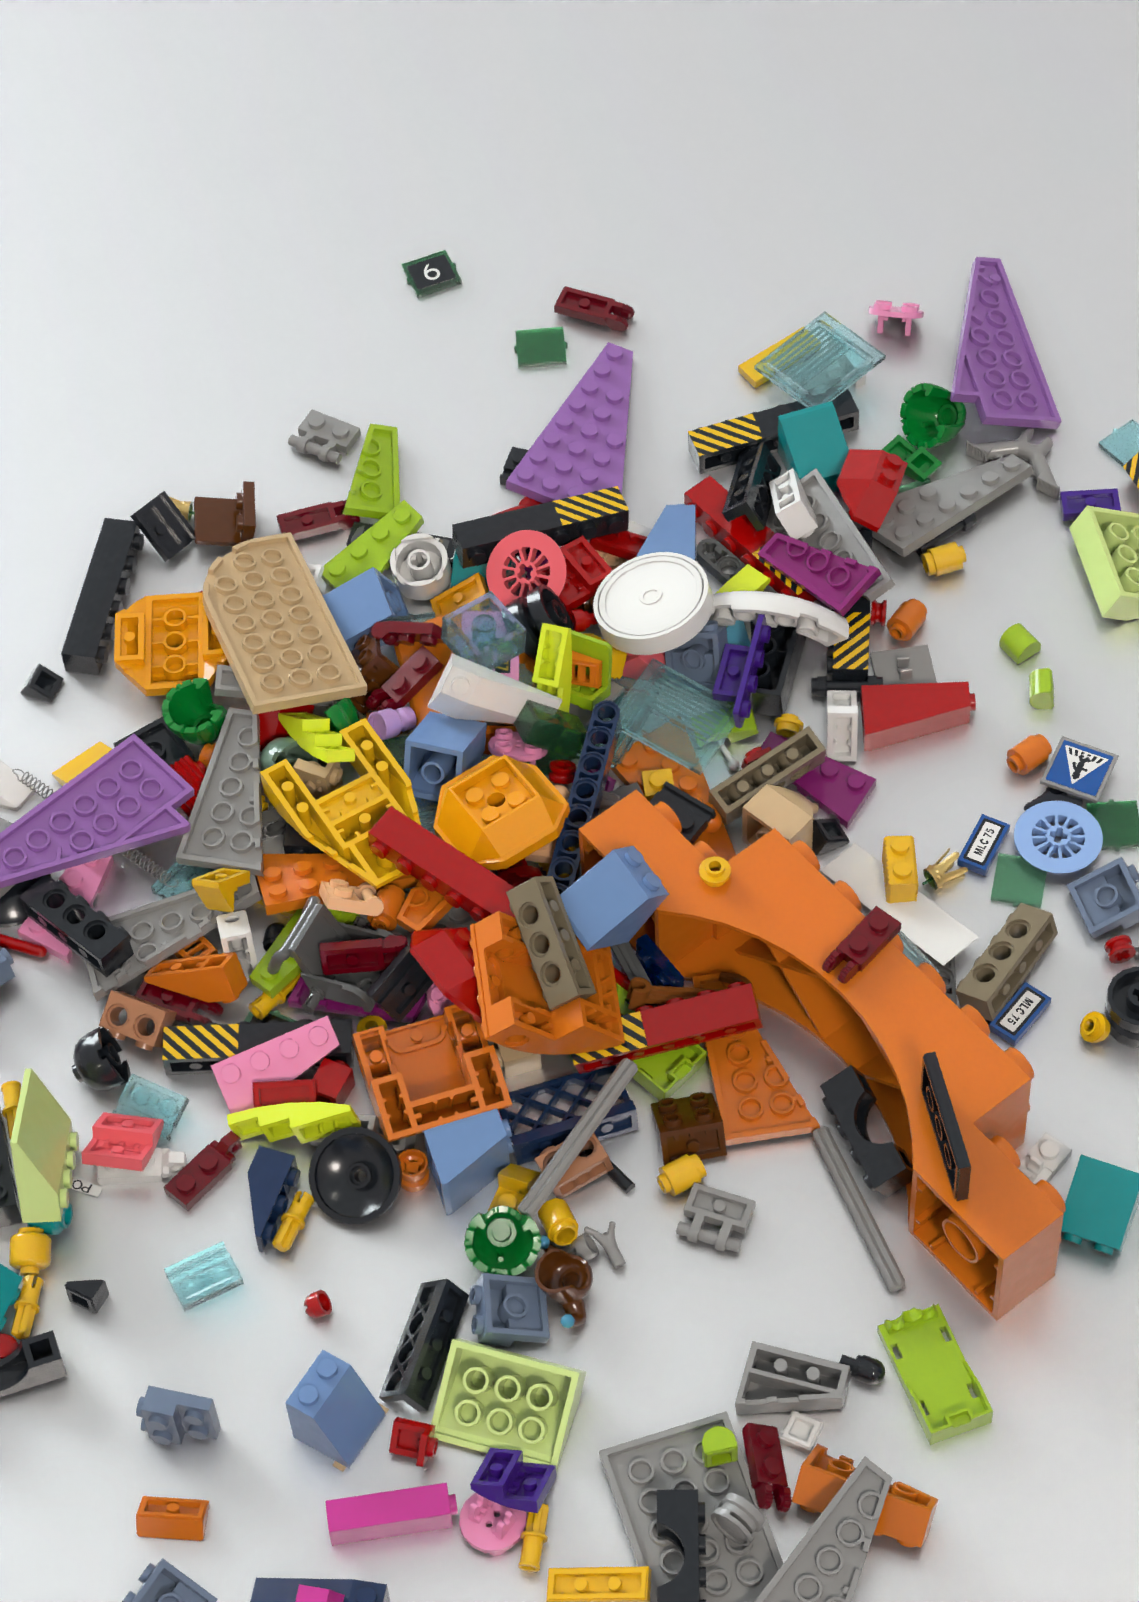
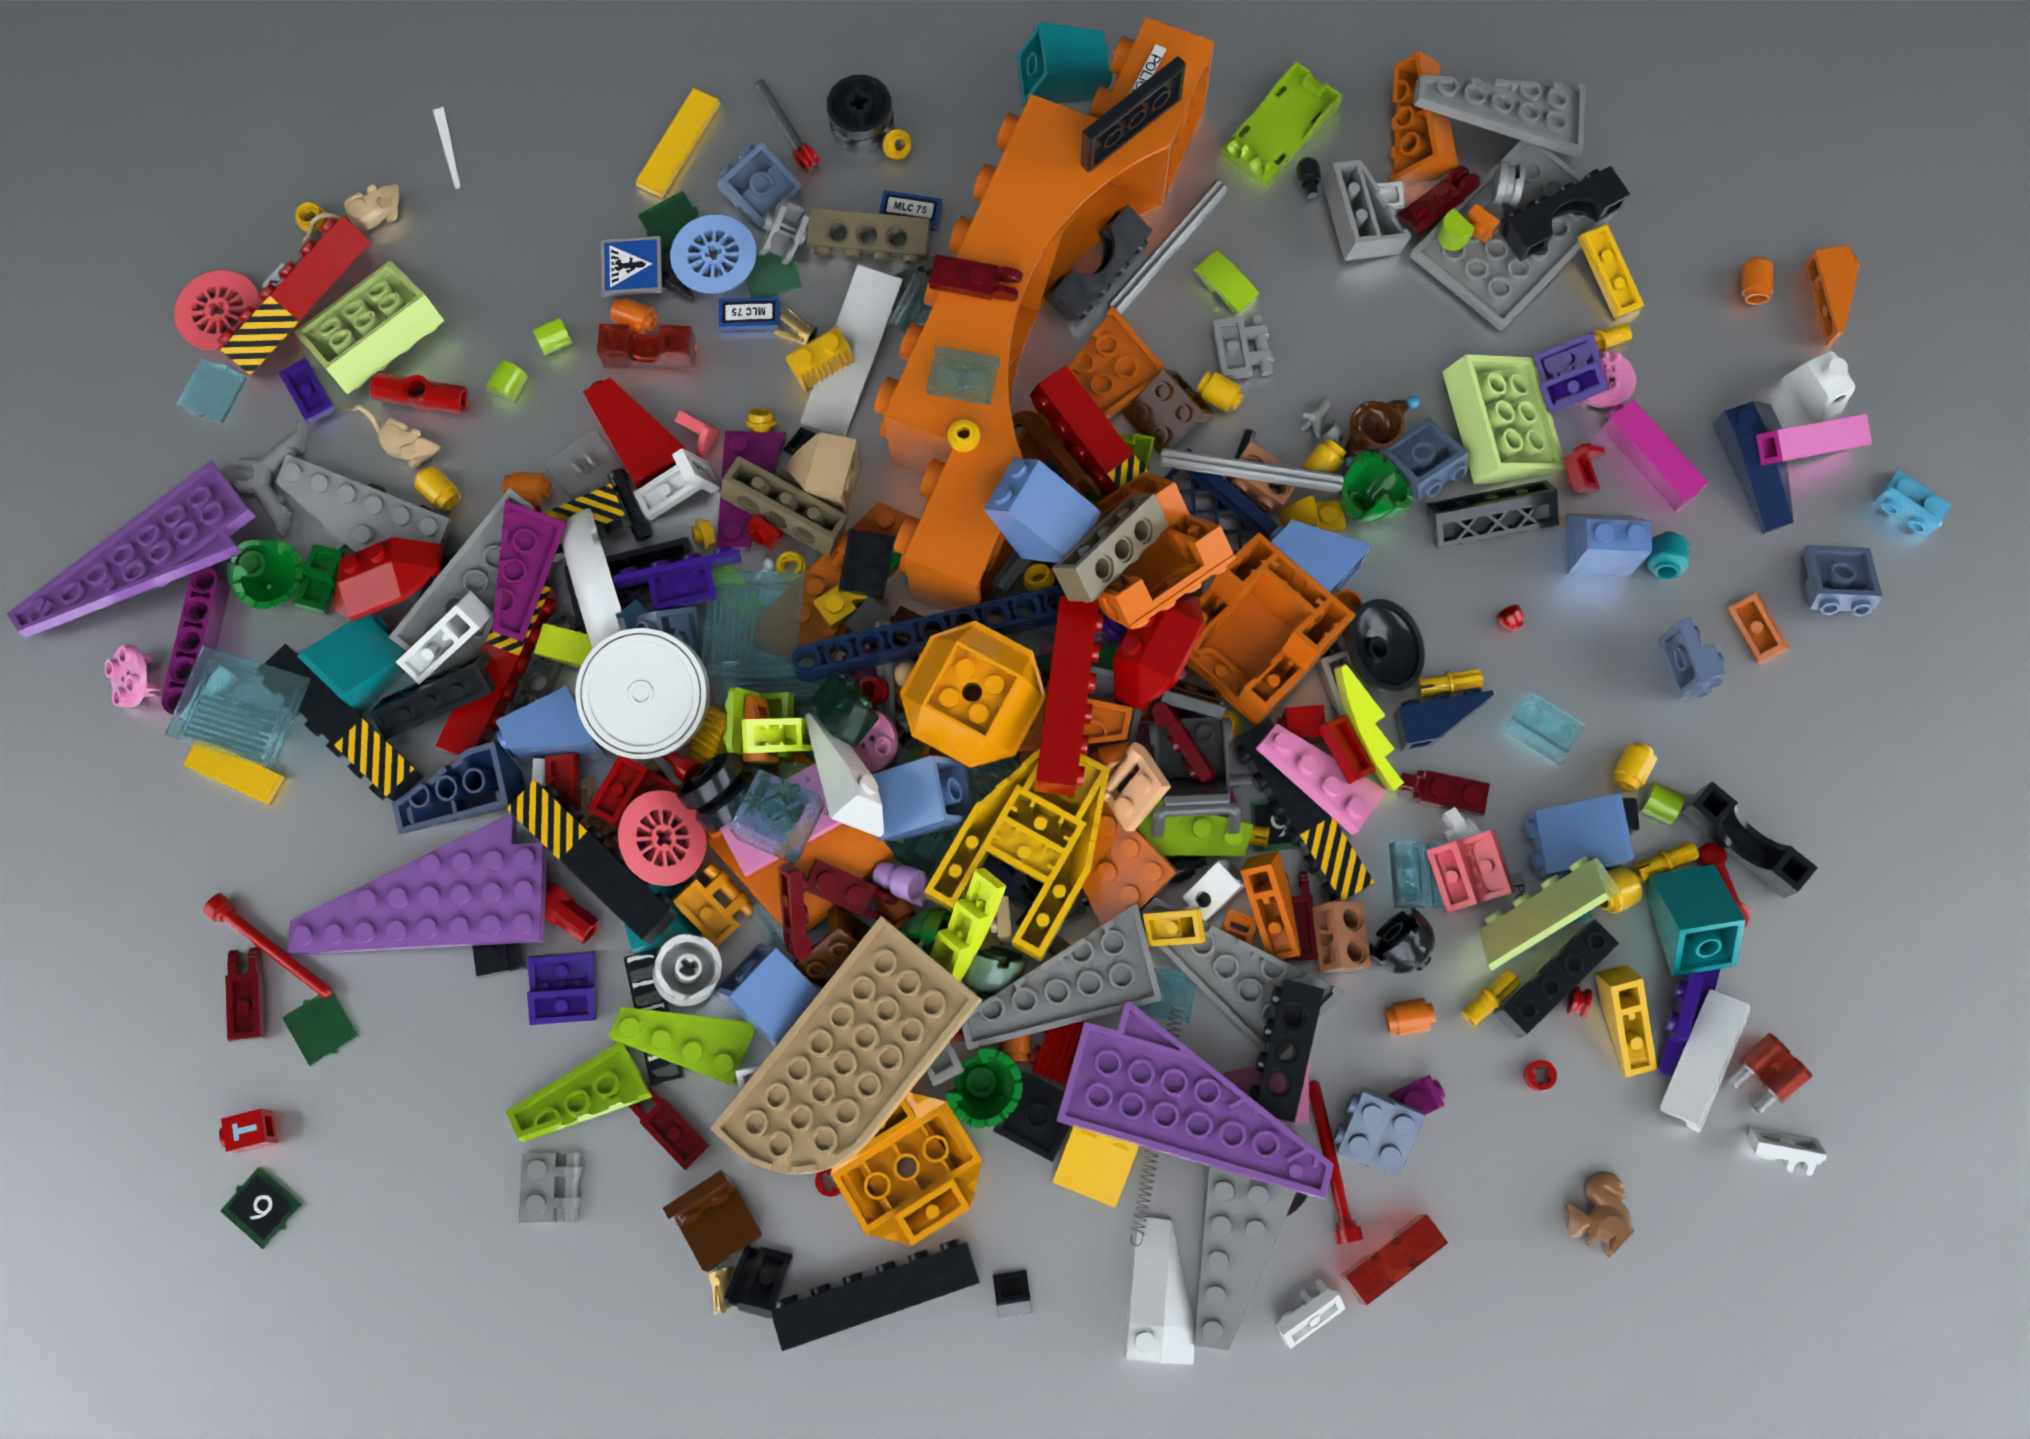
camera: 120 degrees left, 20 degrees up
(43, 1041) = (1409, 1017): none -> orange brick
(77, 1336) = (1662, 803): none -> lime brick
(90, 1240) = (1579, 830): none -> medium blue slope
(120, 1327) = (1634, 766): none -> yellow brick
(287, 1467) = (1669, 555): none -> teal head
(467, 495) = (562, 988): none -> dark purple slope
(488, 279) = (248, 1131): none -> red brick
(660, 483) = (472, 785): none -> dark blue wedge
(670, 314) = (220, 909): none -> red piece
(712, 1475) = (1484, 223): none -> orange plate
(718, 771) = (788, 558): none -> yellow plate
(773, 897) = (963, 375): none -> clear light blue plate
(791, 1236) = (1227, 280): none -> lime slope
(870, 808) = (760, 419): none -> yellow plate
(888, 759) = (708, 433): none -> coral tile
(902, 362) = (193, 628): none -> magenta beam
(981, 759) = (623, 348): none -> clear red arch
(997, 1181) = (1150, 66): none -> white sticker
(1004, 550) = (399, 441): none -> tan animal
(1041, 576) = (403, 389): none -> red piece
(1048, 892) = (785, 229): none -> light grey hinge

